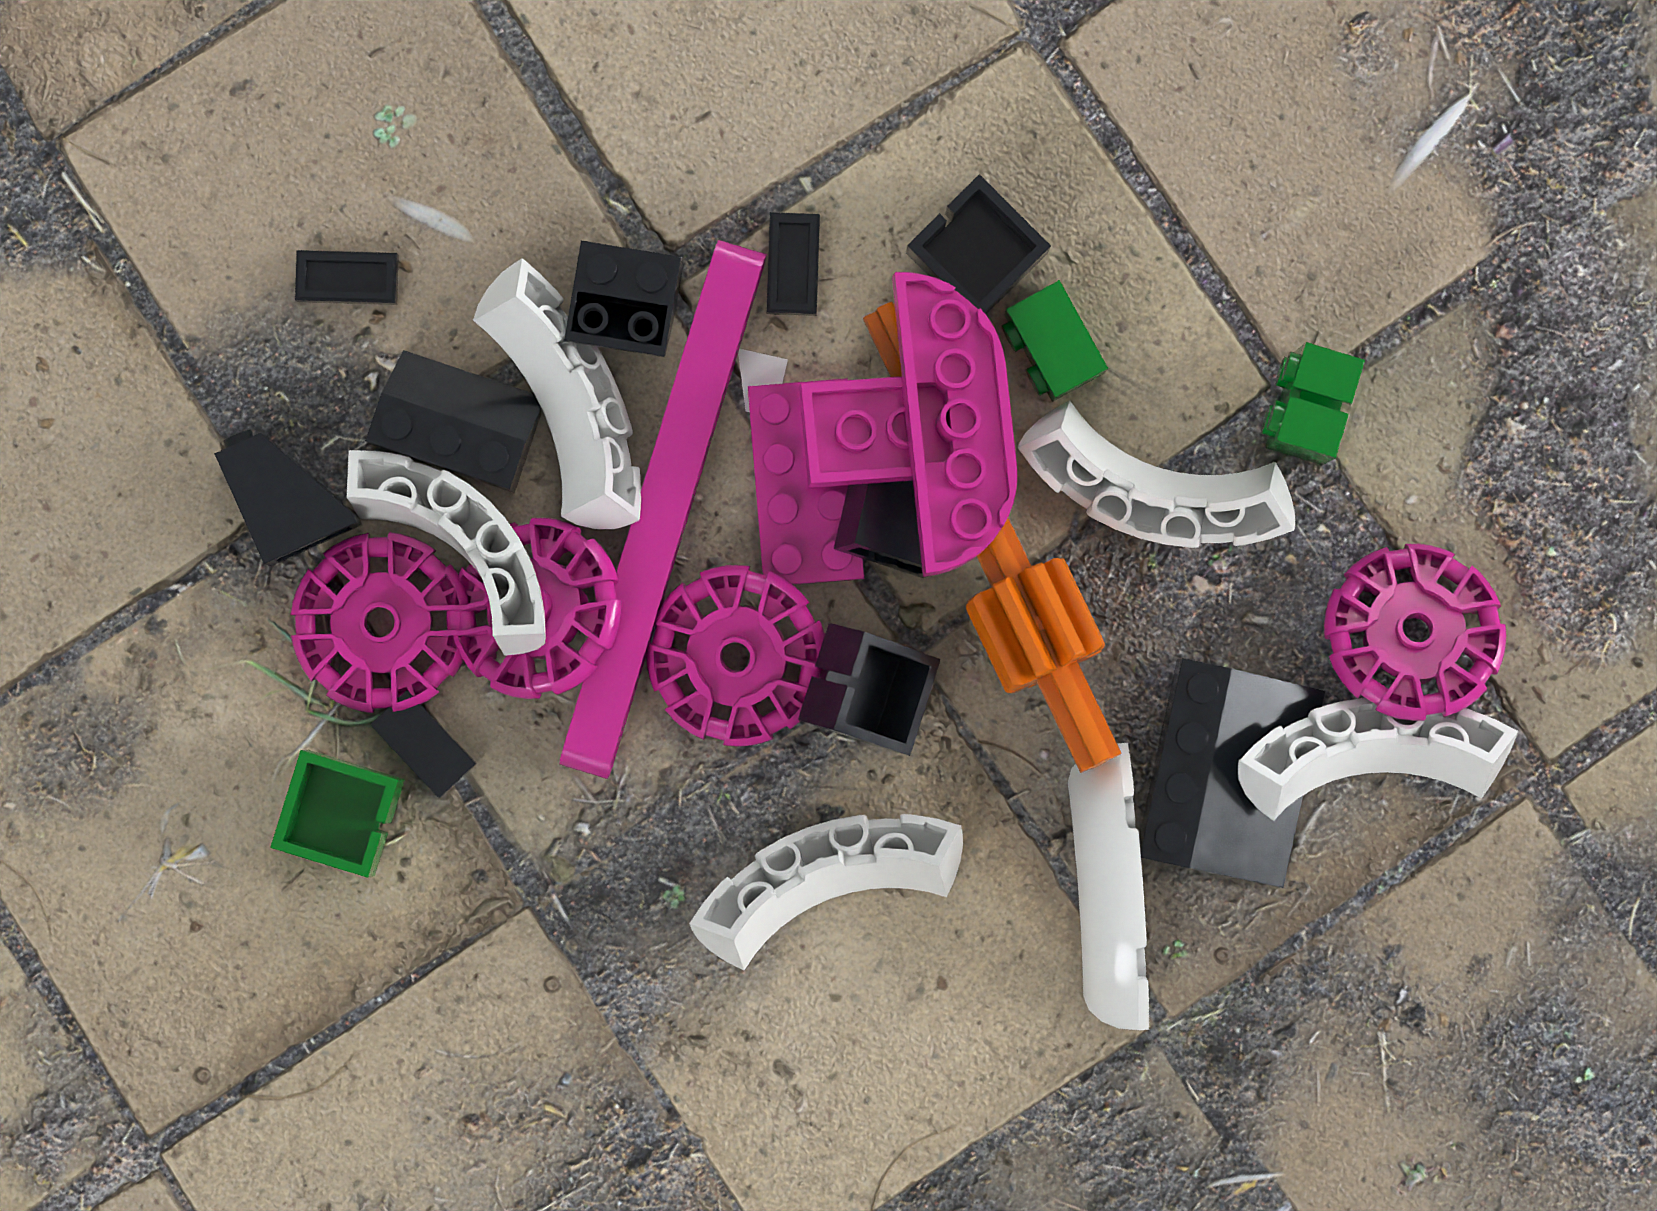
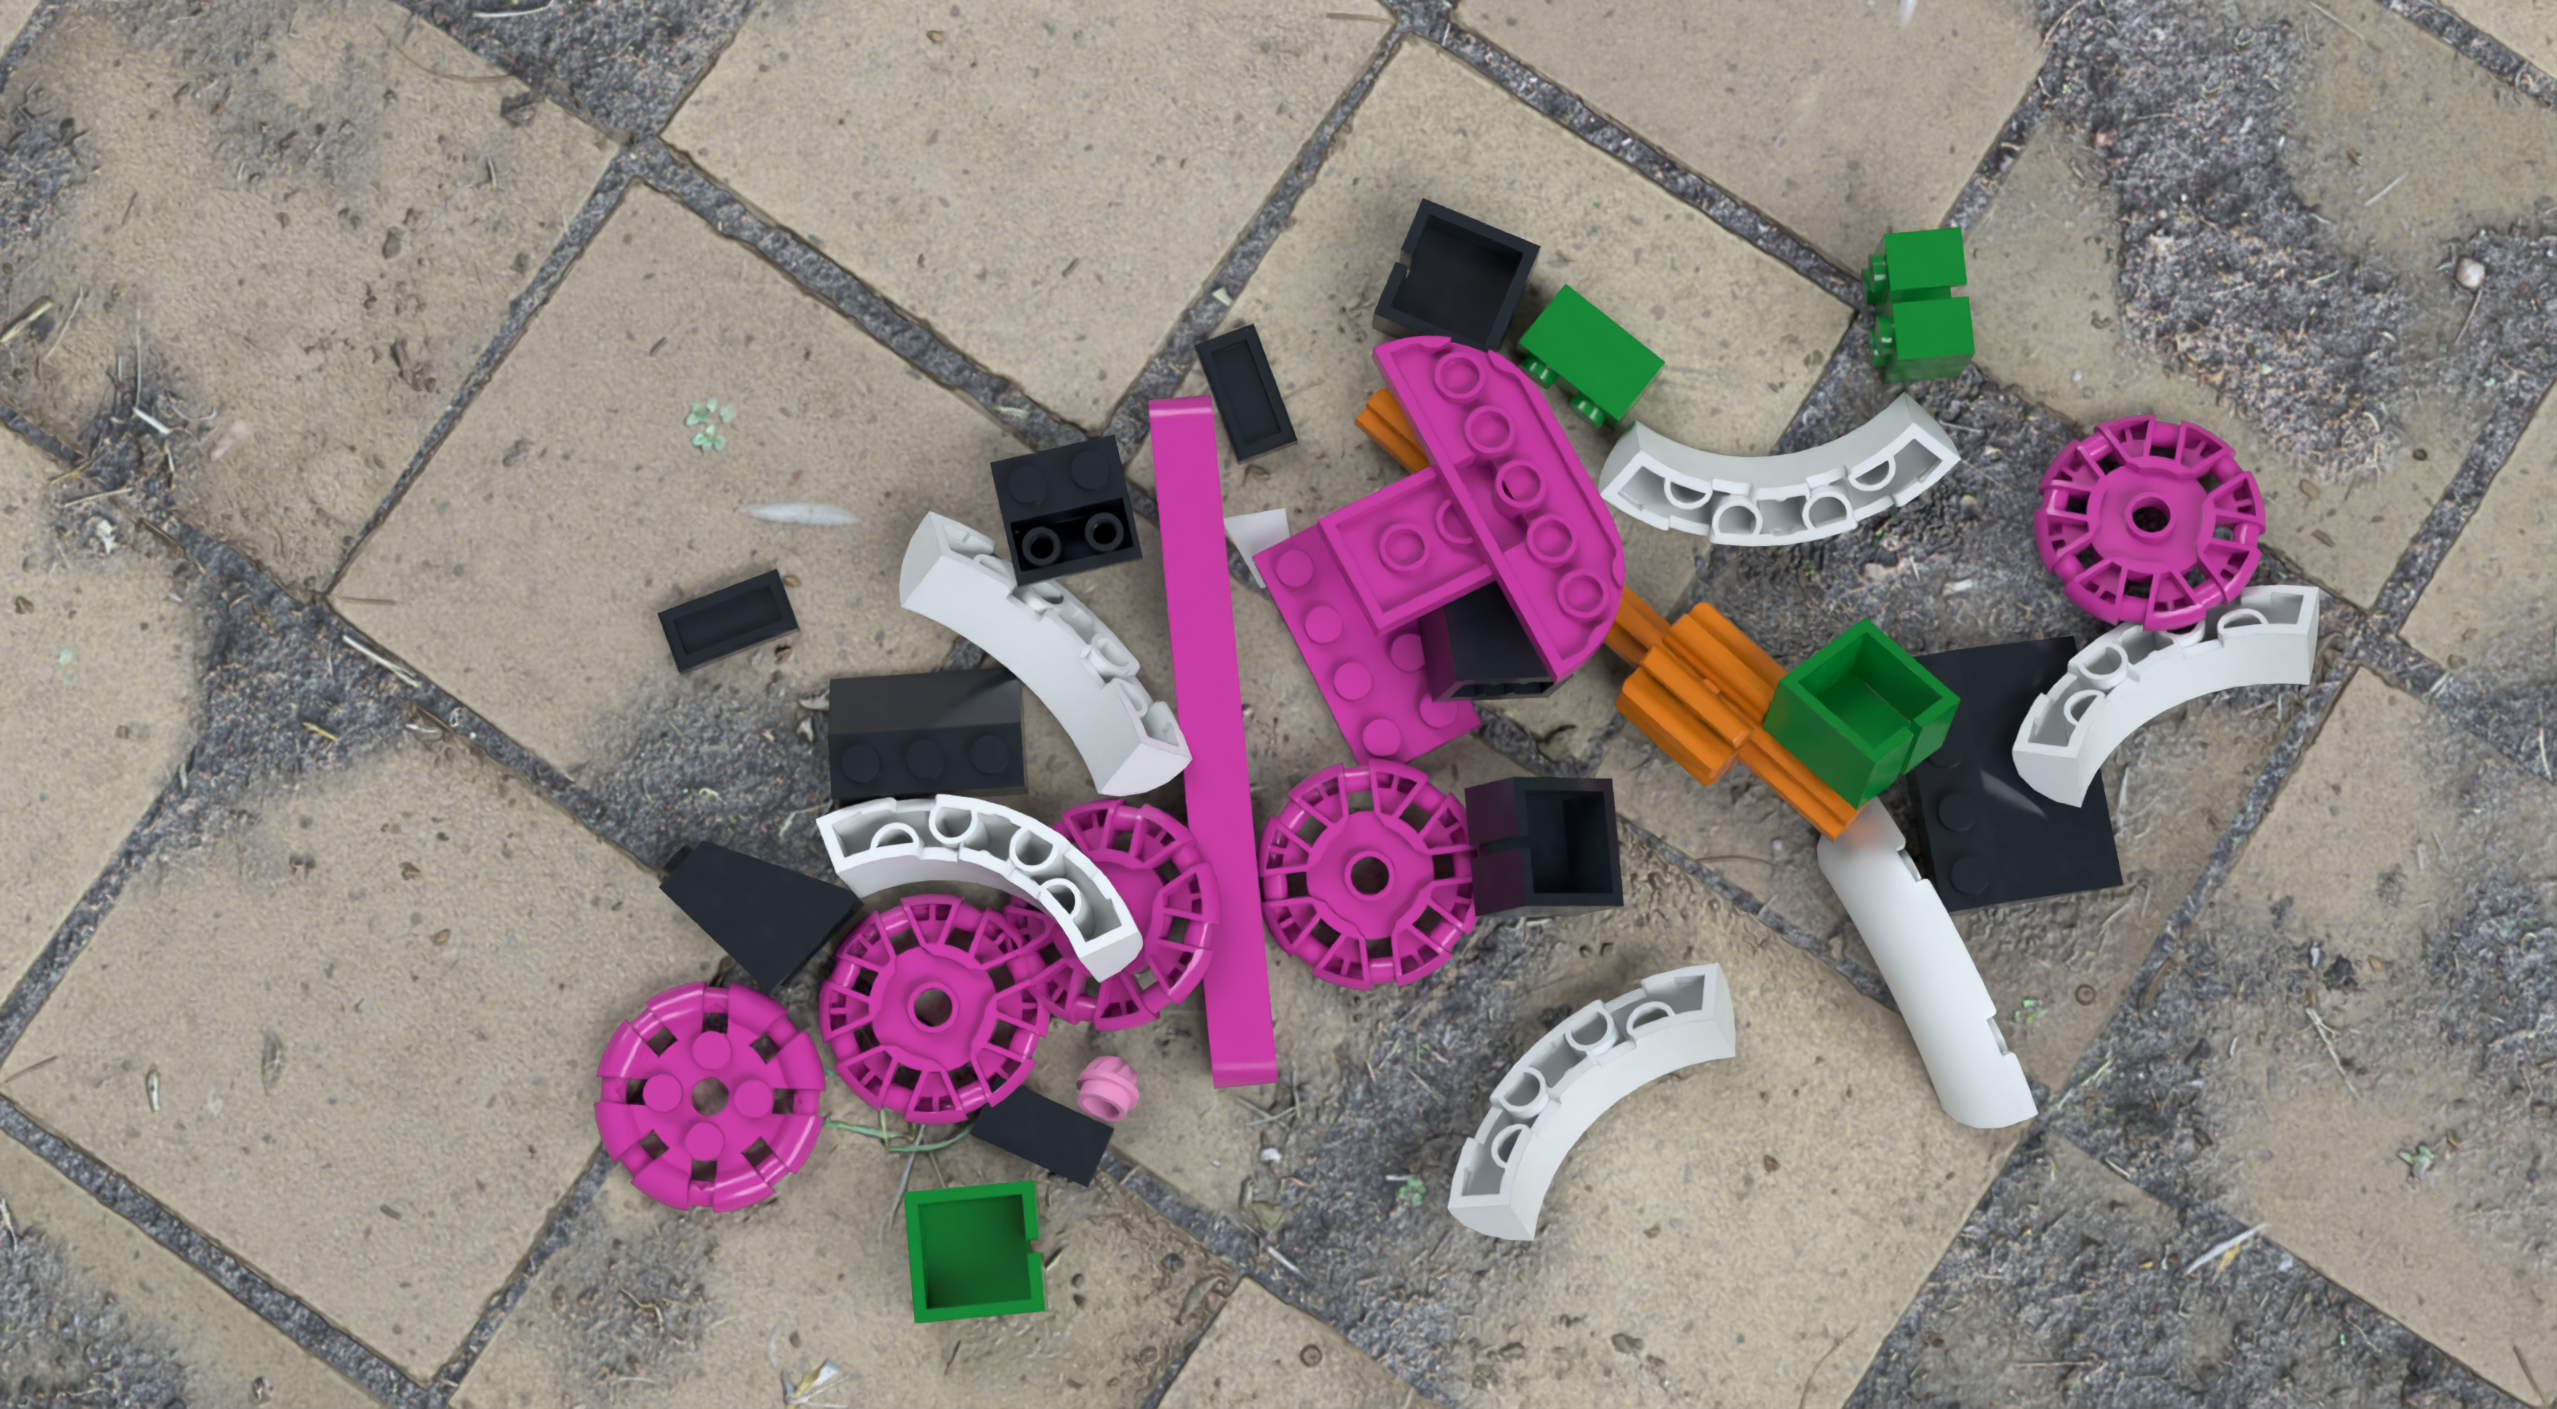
camera: 20 degrees left, 5 degrees down
(162, 620) = (670, 1093): none -> dark pink plate
(483, 732) = (1108, 1088): none -> bright pink plate
(1138, 689) = (1860, 713): none -> green piece

